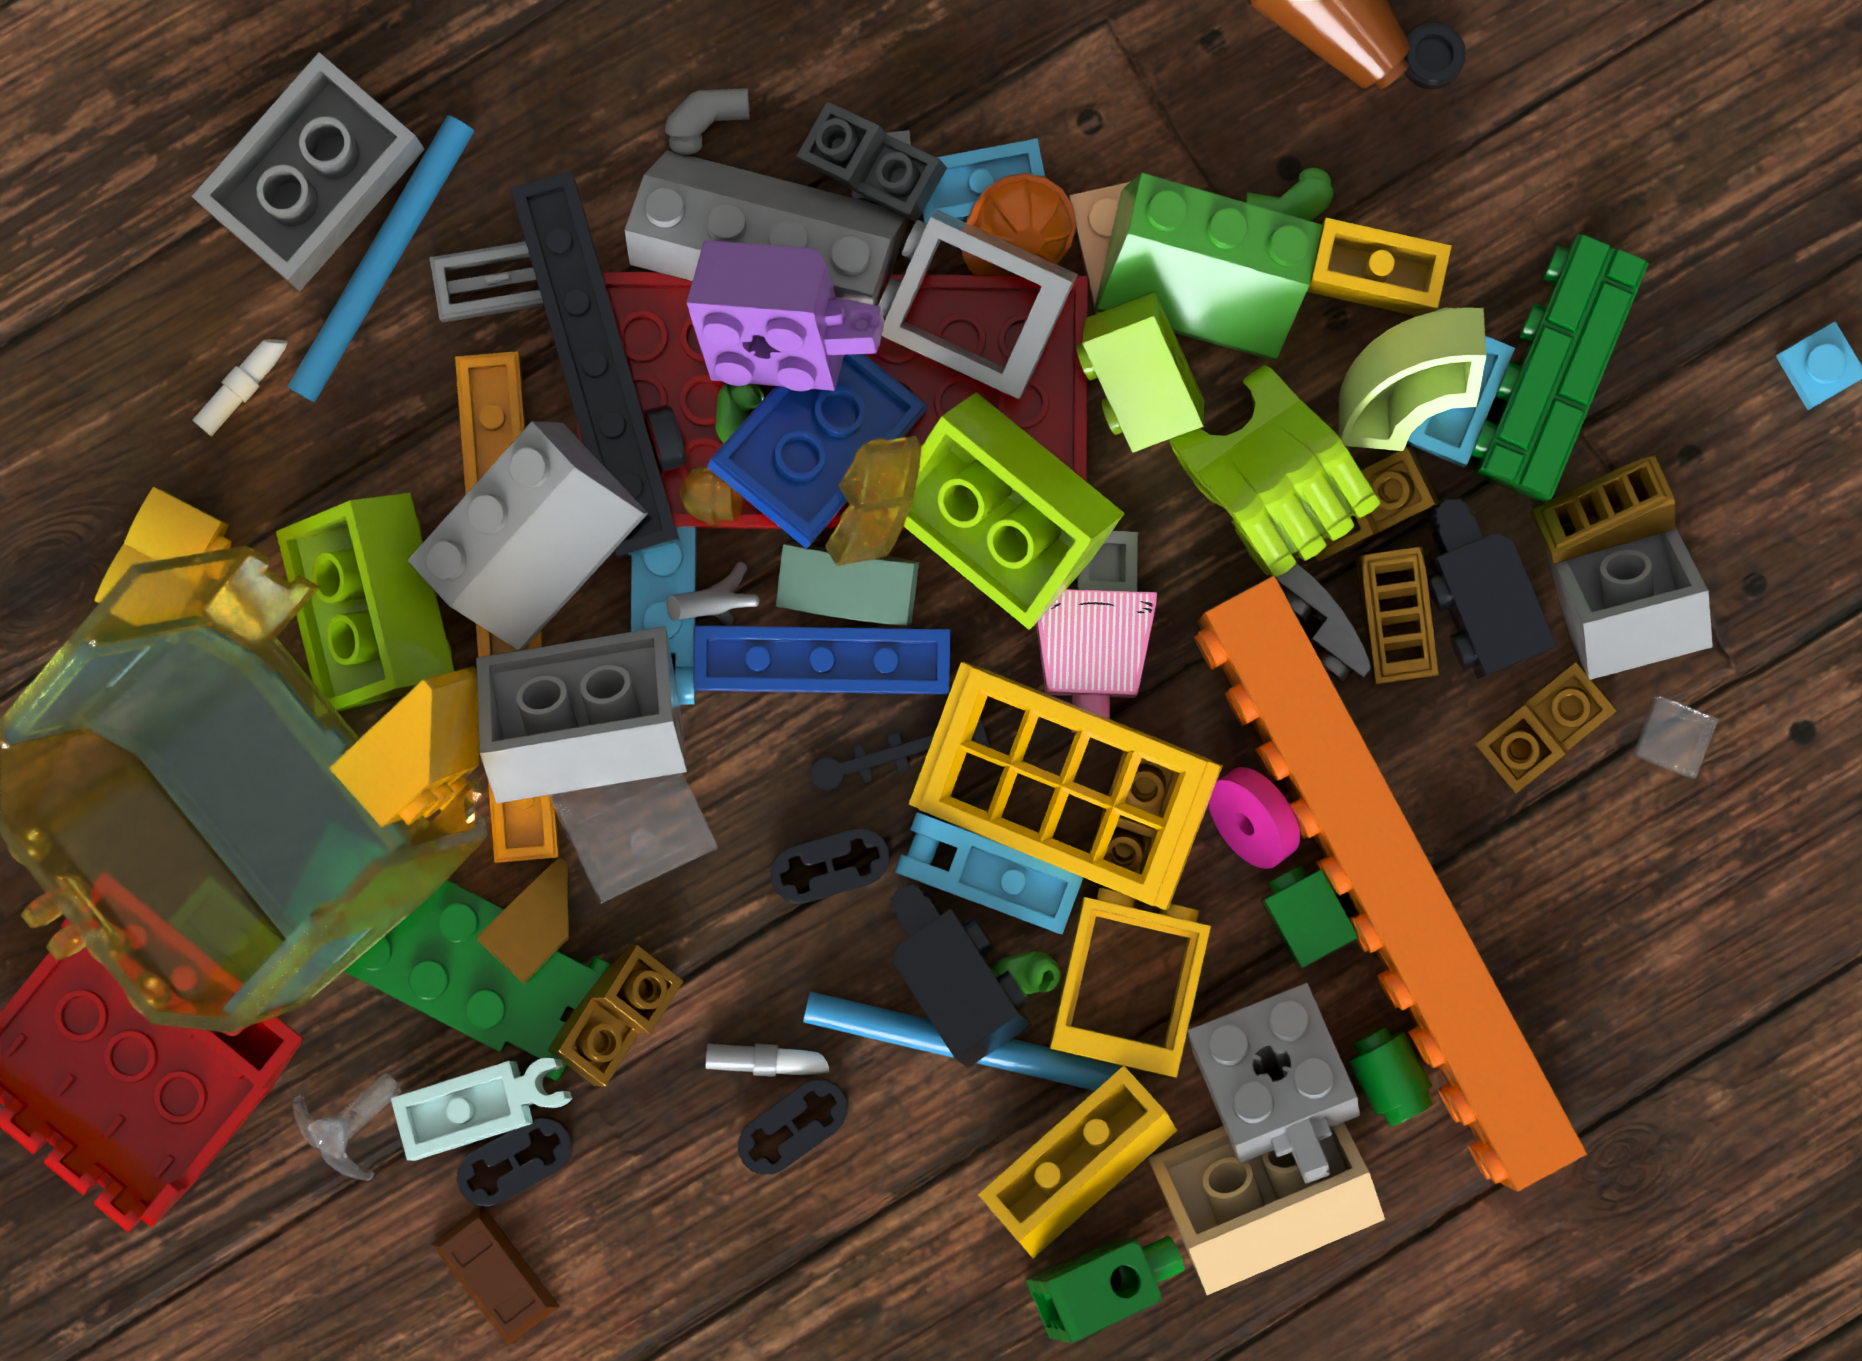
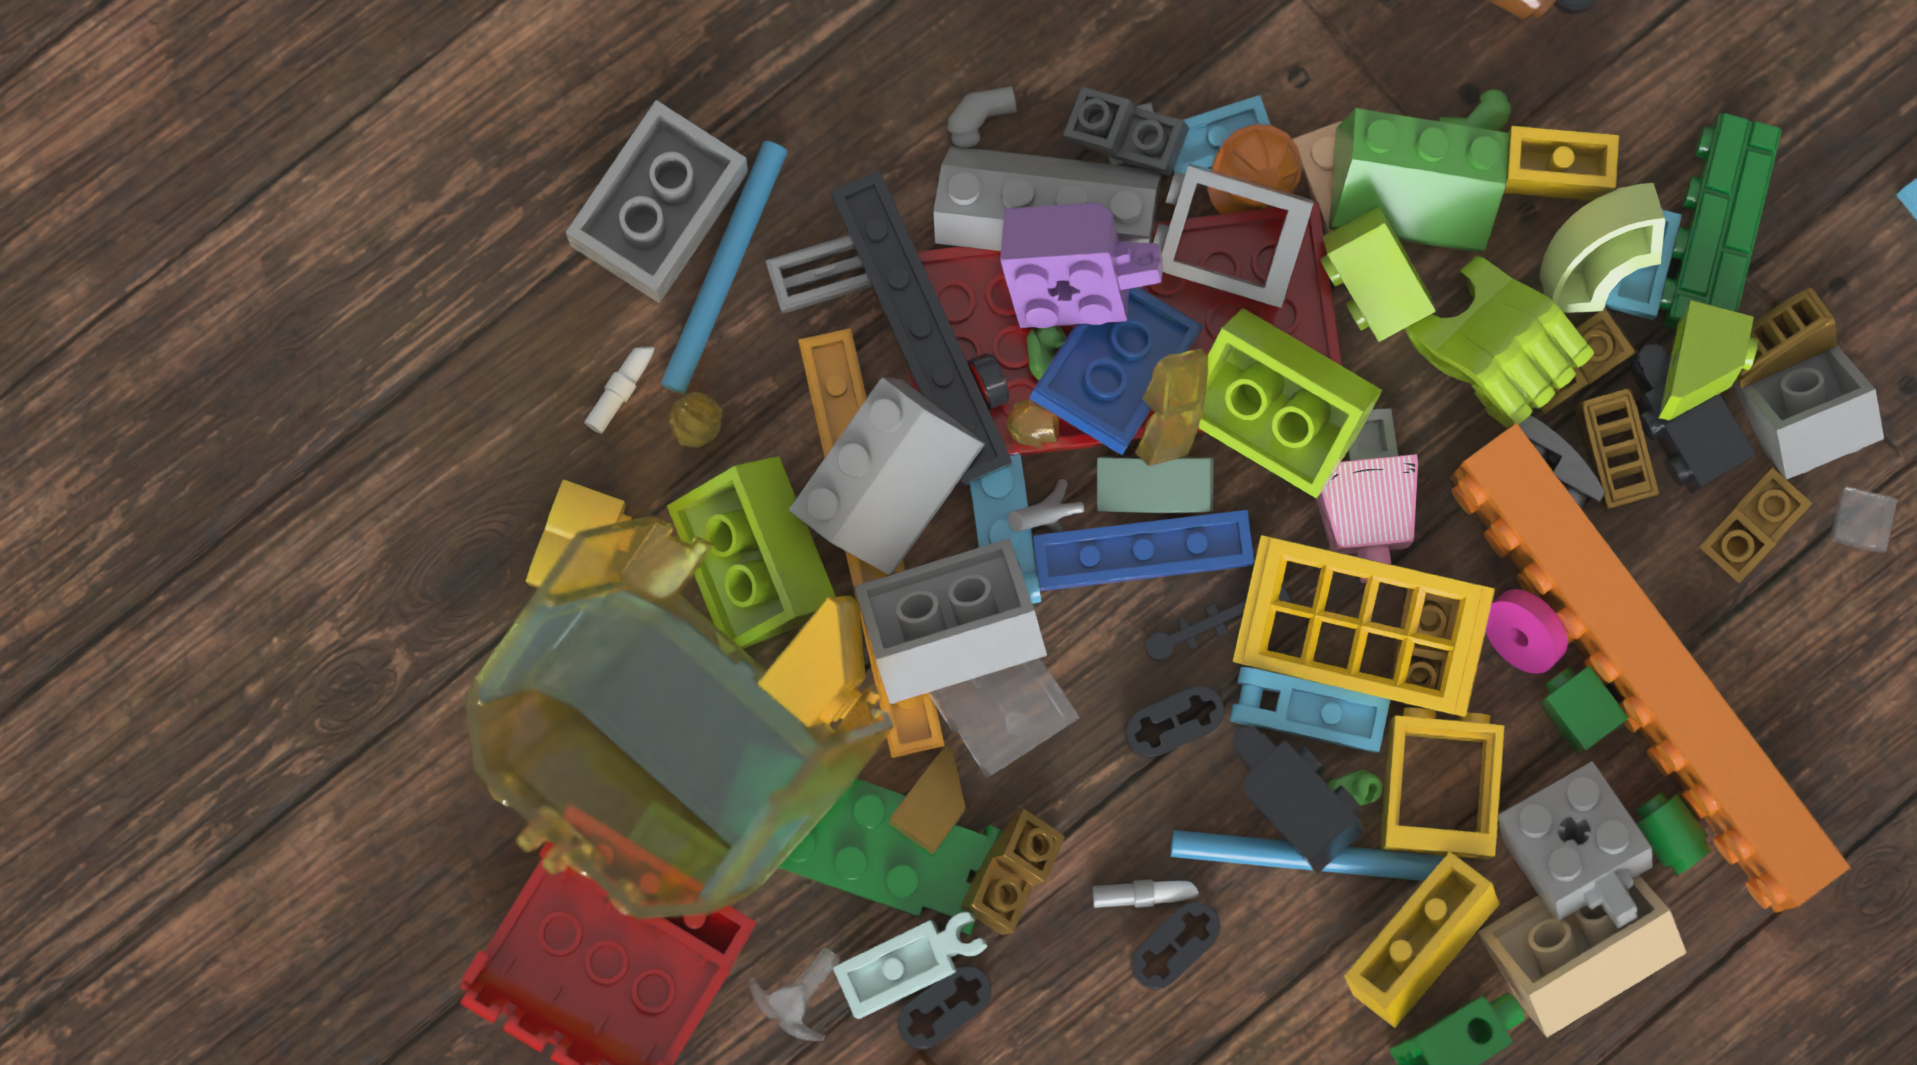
camera: 15 degrees left, 5 degrees down
(320, 435) = (695, 419): none -> clear yellow plate
(1514, 524) = (1706, 356): none -> lime slope

